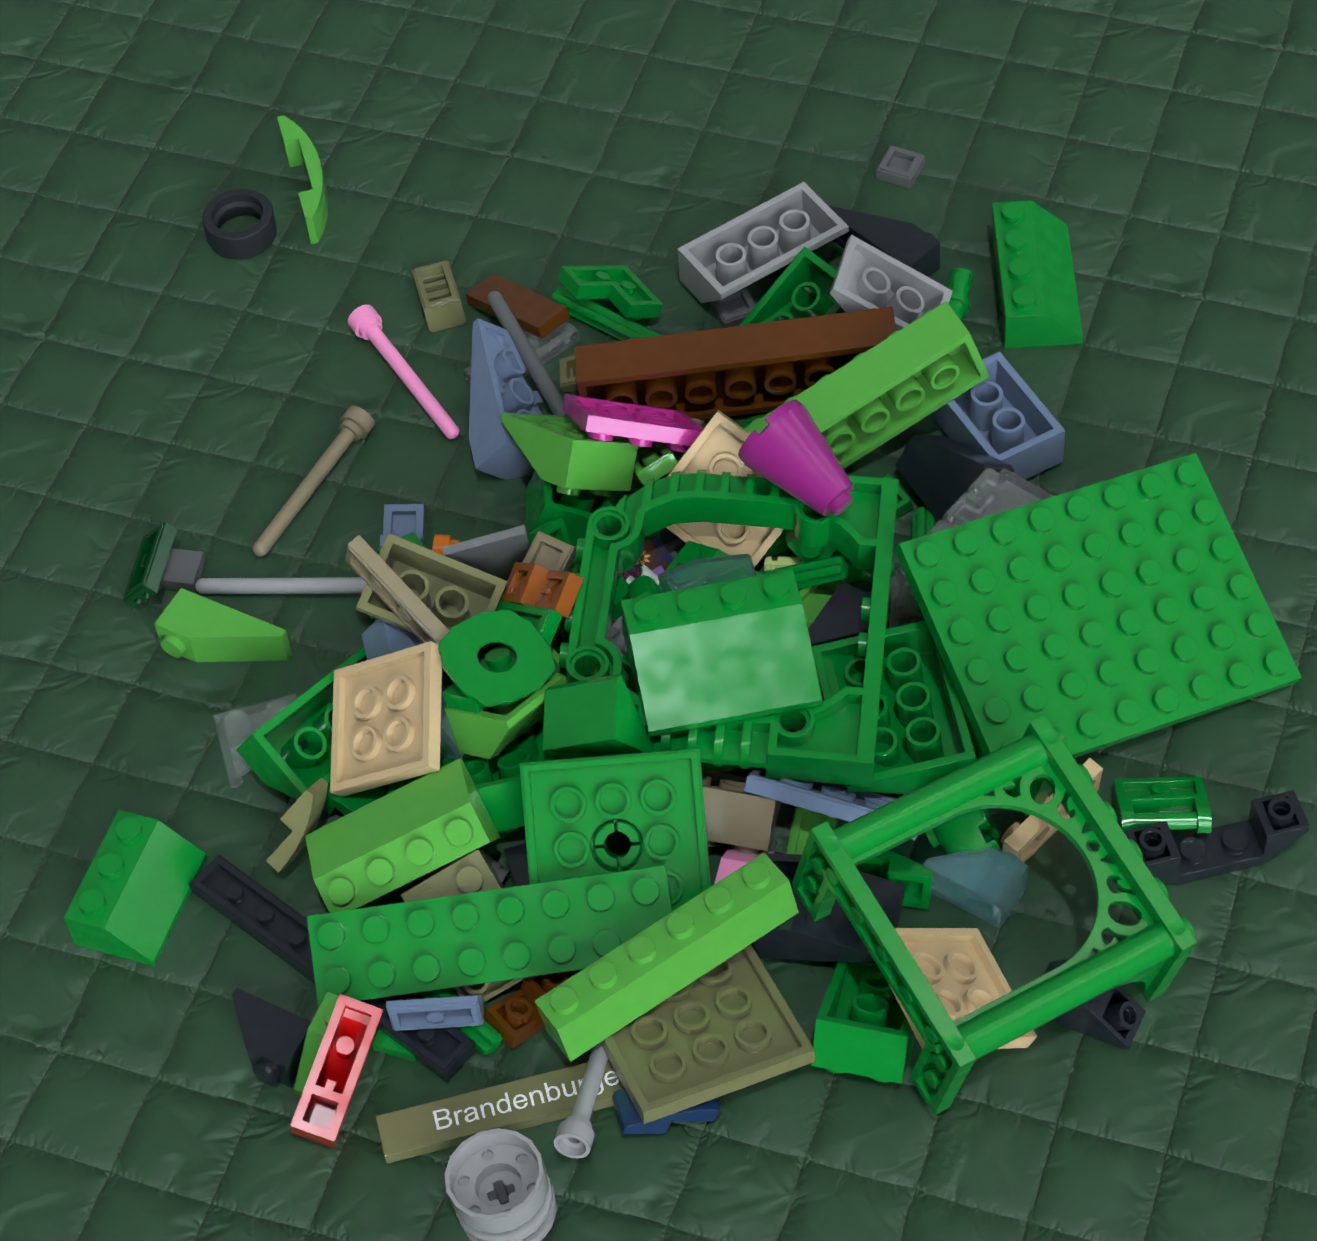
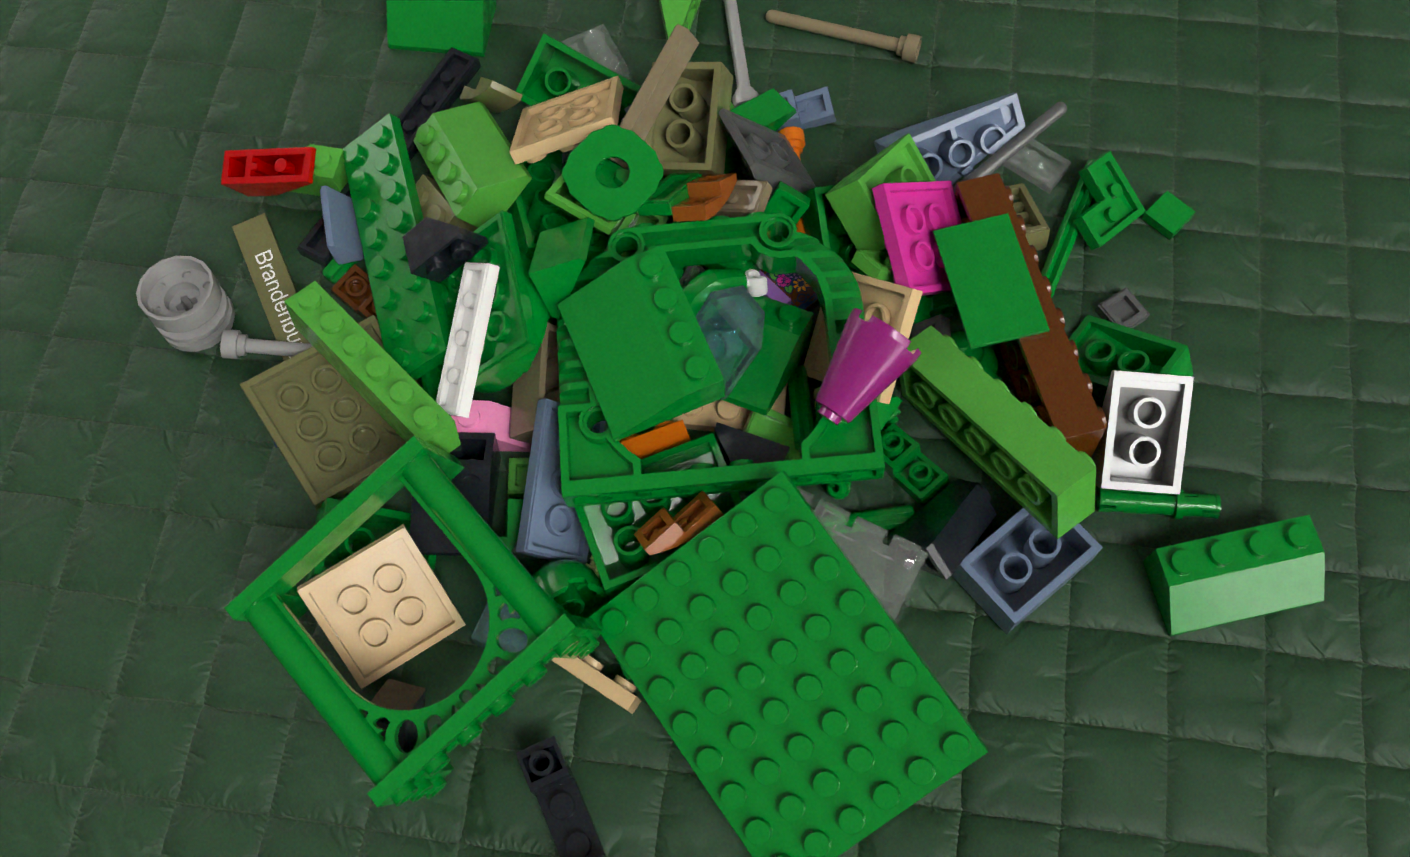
camera: 80 degrees right, 15 degrees up
(271, 1038) = (323, 122): black slope -> none
(368, 325) = (1020, 31): bright pink piece -> none
(439, 298) = (1056, 88): olive slope -> none
(532, 311) = (1066, 134): reddish brown tile -> none
(534, 849) = (440, 248): none -> black slope
(634, 250) = (1168, 215): none -> green tile
(655, 834) = (467, 338): none -> white tile
(704, 370) = (990, 281): none -> green piece
(757, 243) = (1192, 311): light grey slope -> none
(893, 237) = (1235, 434): black slope -> none
(900, 167) = (1353, 428): dark grey tile -> none
(923, 670) = (667, 532): none -> dark orange slope
(1169, 799) = (616, 767): green plate -> none

